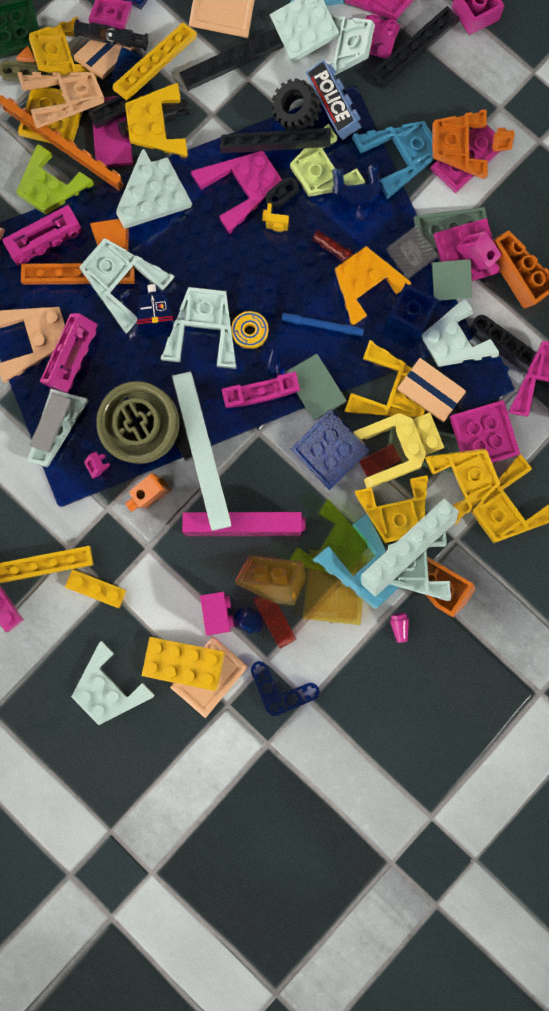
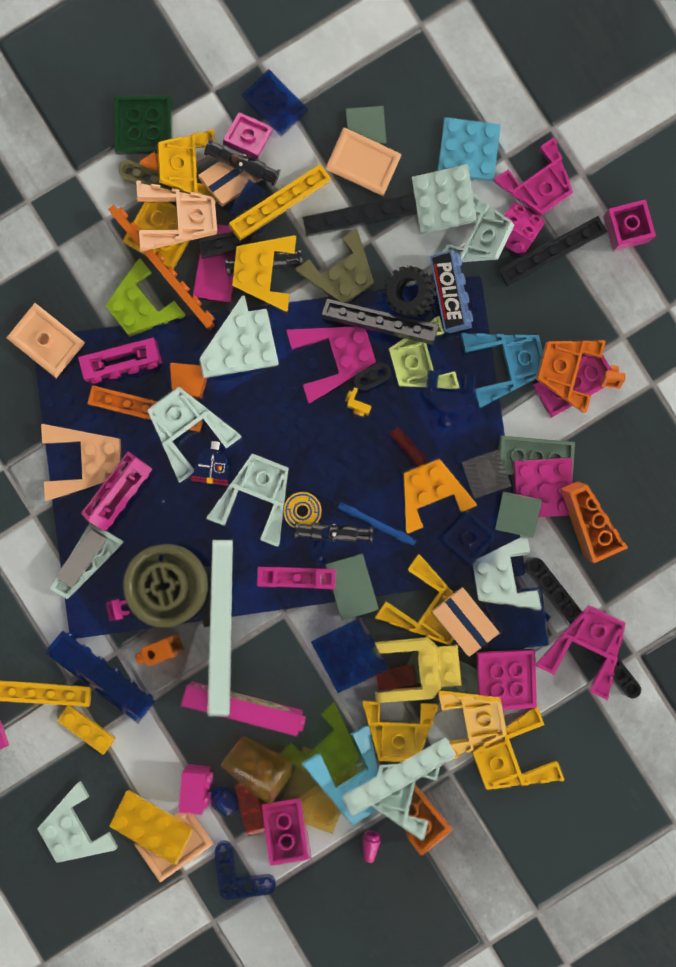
camera: 15 degrees right, 5 degrees up
(96, 532) = (100, 676): none -> clear blue brick
(233, 115) = (347, 277): none -> olive wing
(296, 338) = (346, 533): none -> black piece
(315, 633) = (286, 832): none -> dark pink slope
(481, 251) = (553, 496): dark pink torso -> none

